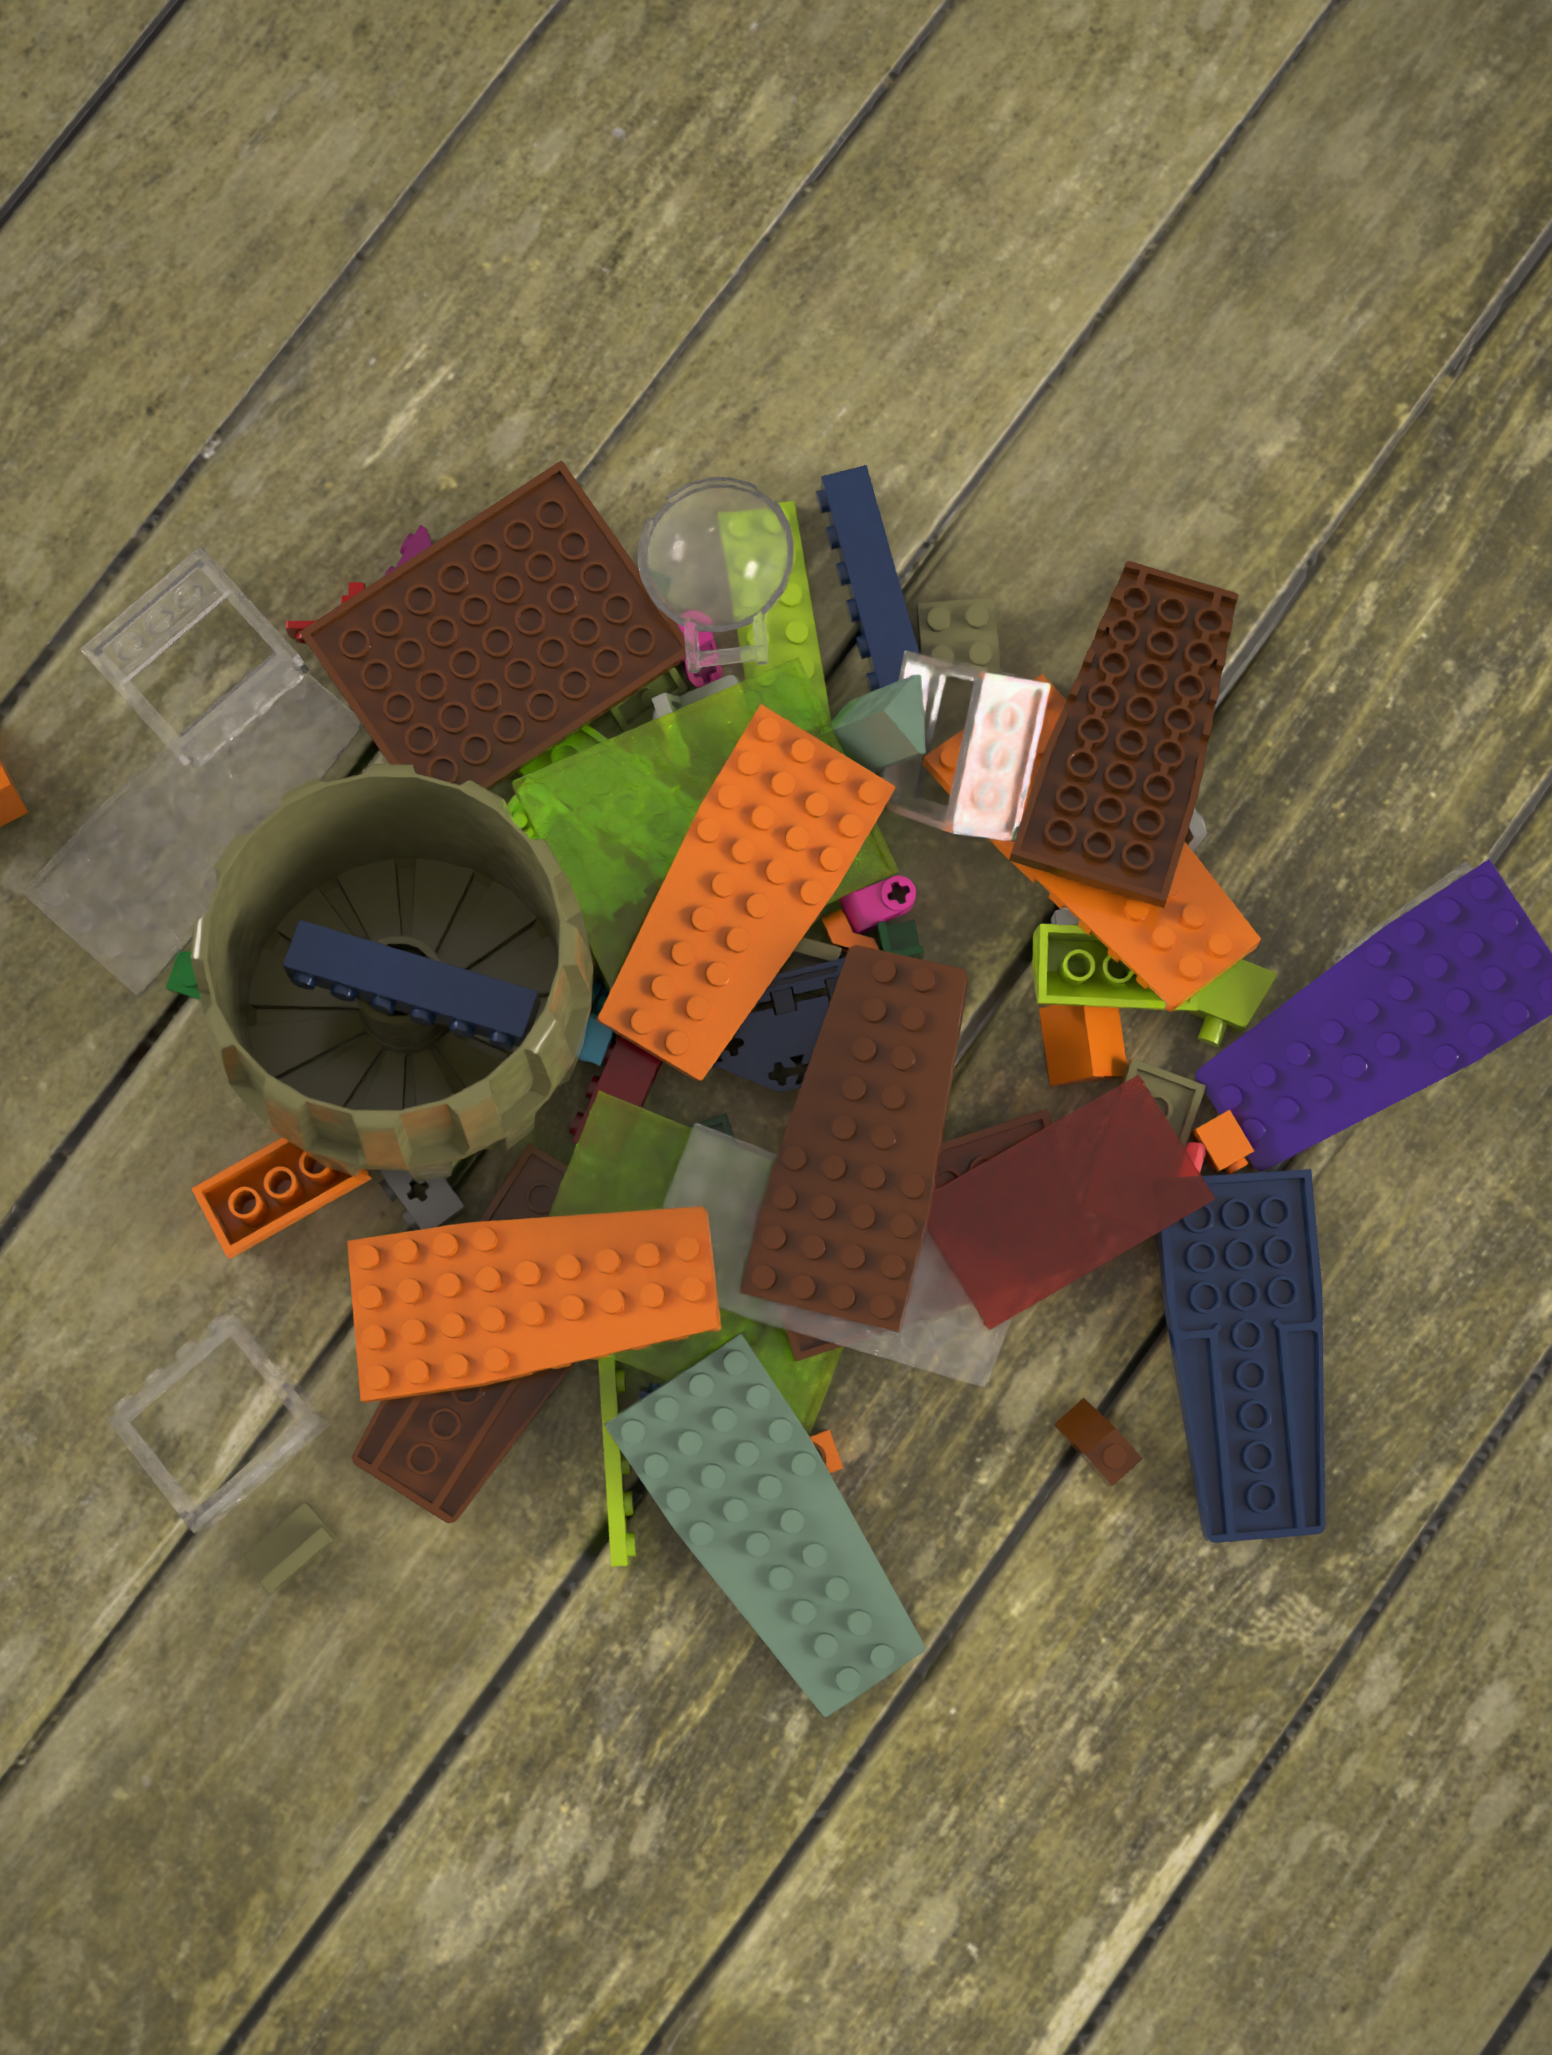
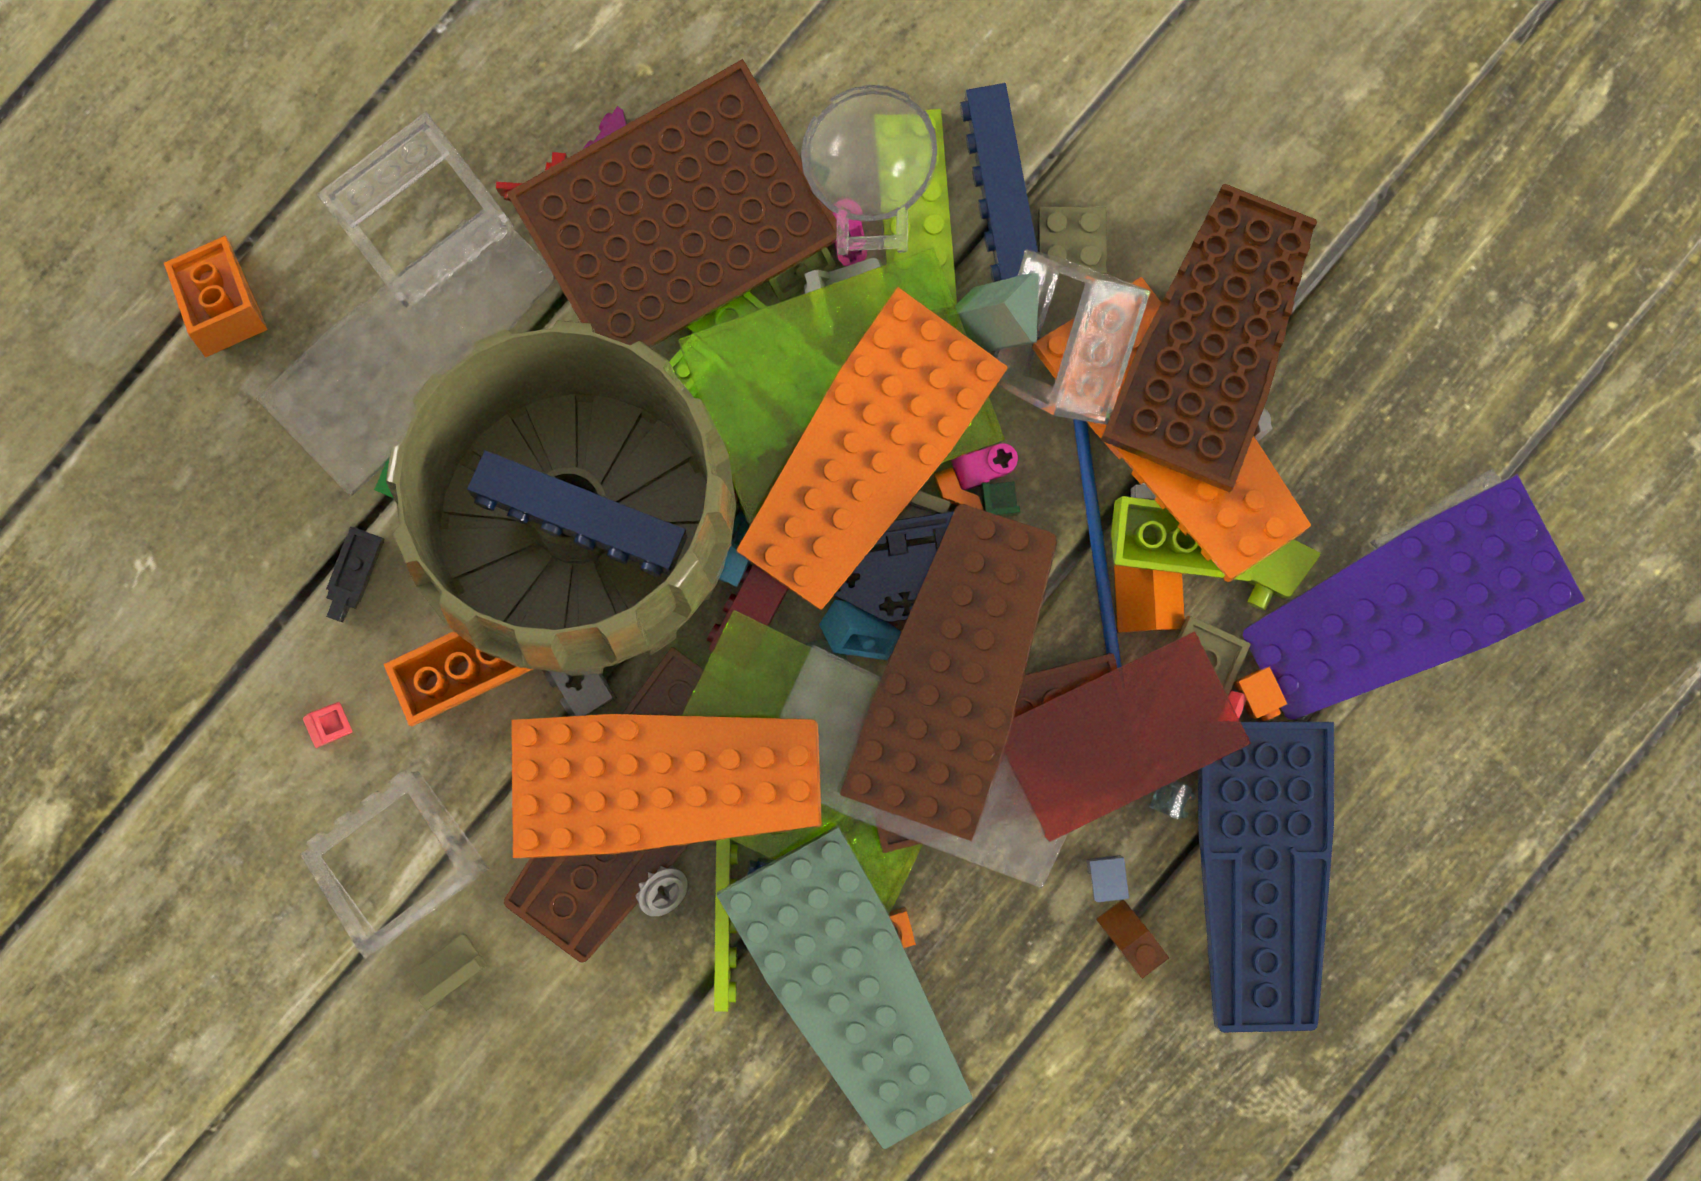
camera: 10 degrees right, 5 degrees up
(127, 1268) = (327, 724): none -> coral slope
(146, 1085) = (352, 572): none -> black hinge
(553, 1428) = (674, 886): none -> light grey gear
(746, 1107) = (858, 632): none -> dark azure slope
(1015, 977) = (1096, 539): none -> blue piece
(1063, 1373) = (1108, 878): none -> sand blue panel
(1129, 1274) = (1172, 799): none -> clear light blue tile

